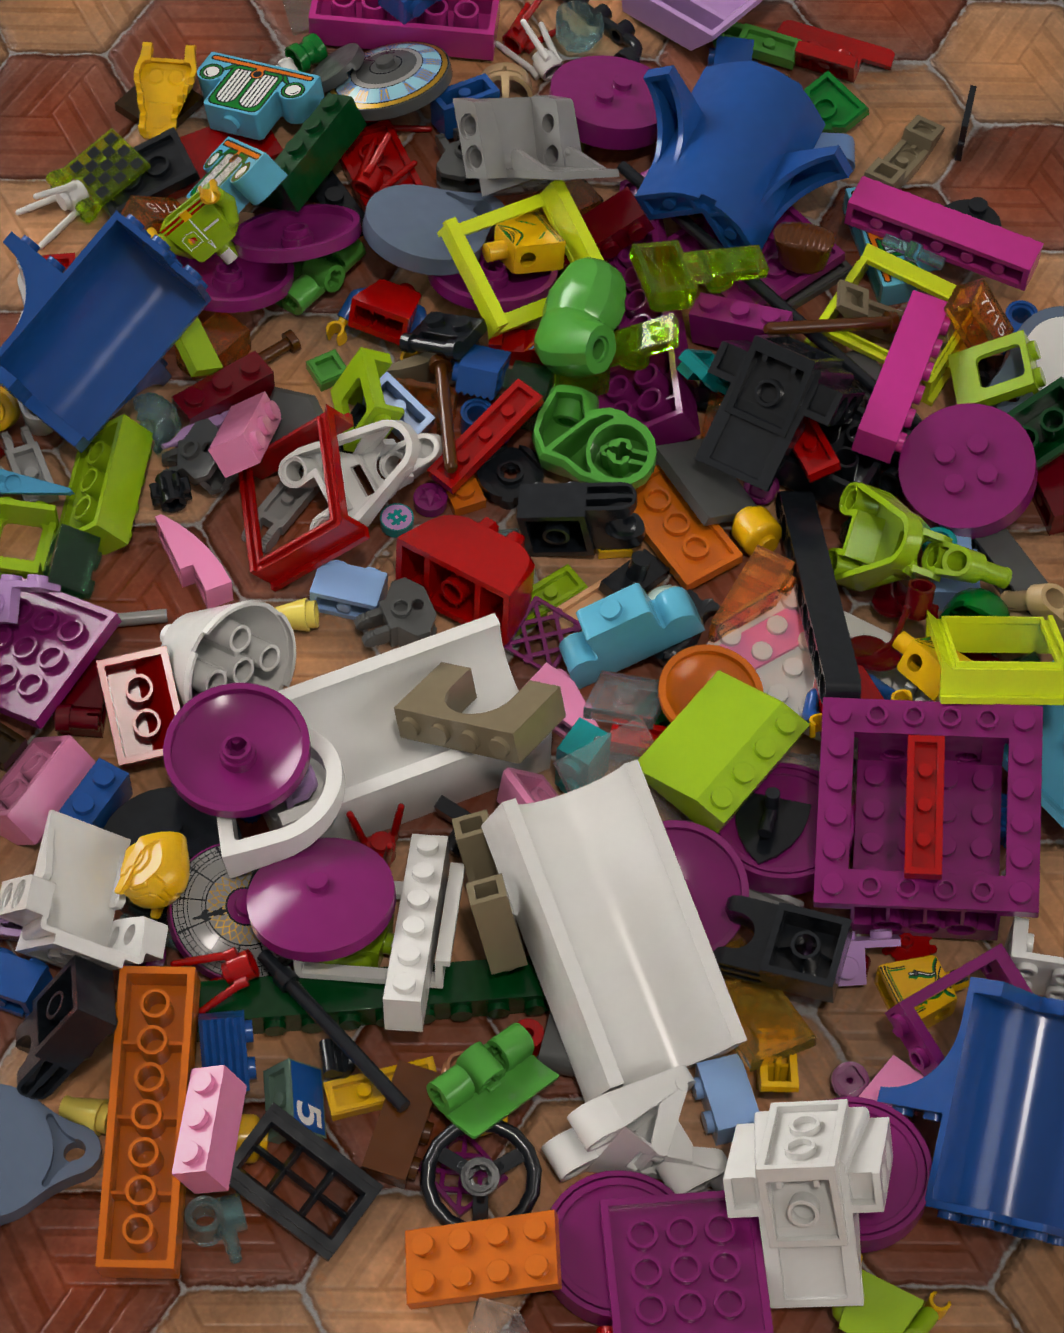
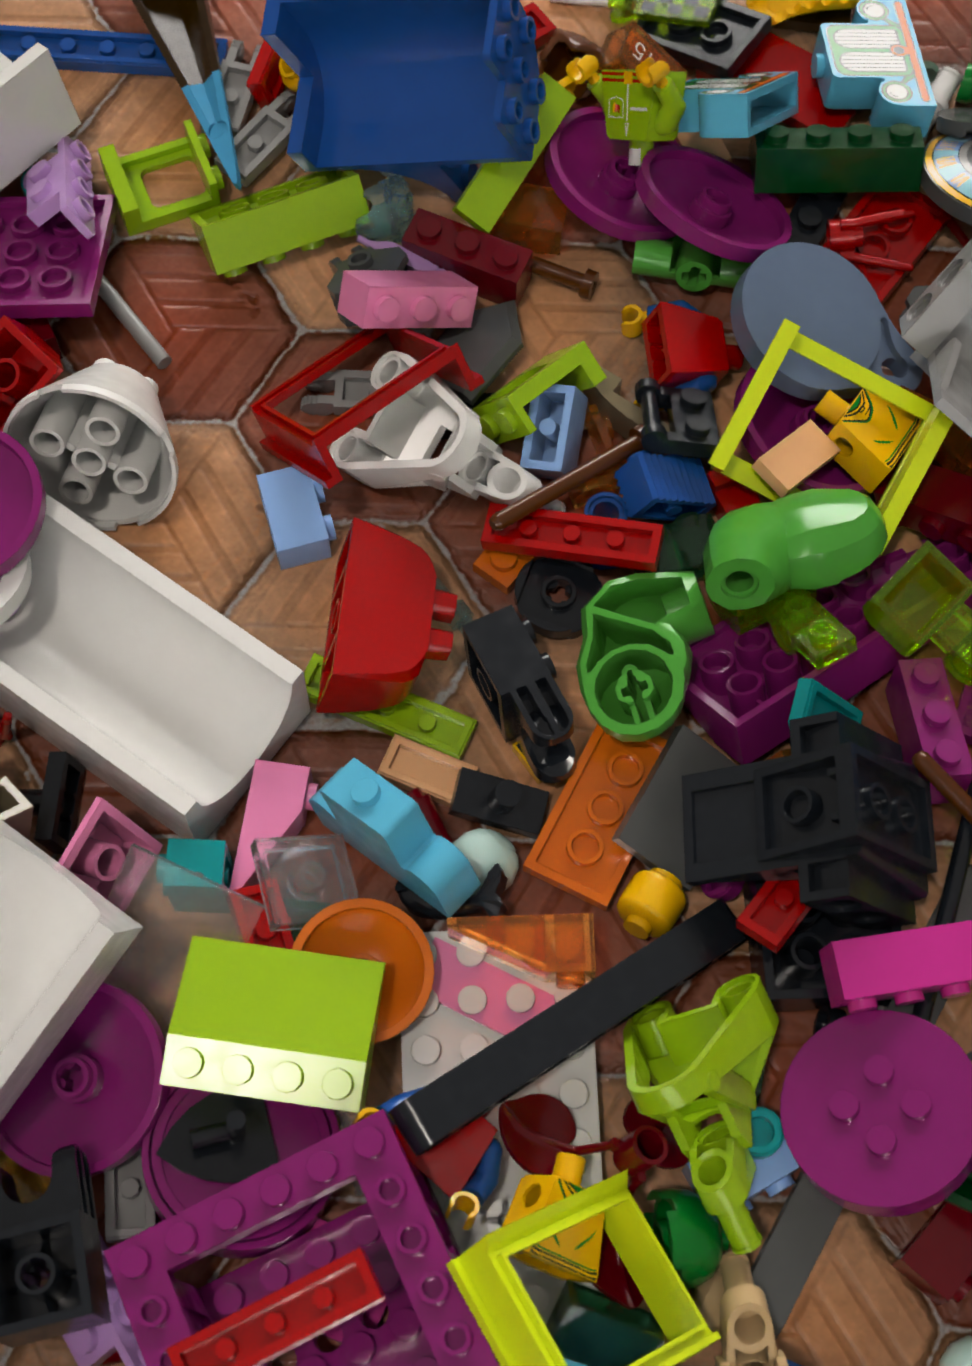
camera: 60 degrees right, 10 degrees up
(72, 560) = (156, 240): clear green brick -> none
(170, 491) = (311, 277): black gear -> none
(194, 562) = (236, 350): bright pink slope -> none
(301, 614) = (233, 483): light yellow cone -> none
(326, 369) = (577, 330): bright green tile -> none
(396, 519) = (425, 514): tile -> none
(404, 616) = (286, 588): dark grey hinge -> none
(430, 499) = (468, 532): magenta tile -> none
(508, 733) = (118, 767): dark tan arch -> none
(520, 286) = (796, 458): none -> light nougat tile
(557, 613) = (393, 744): magenta window -> none

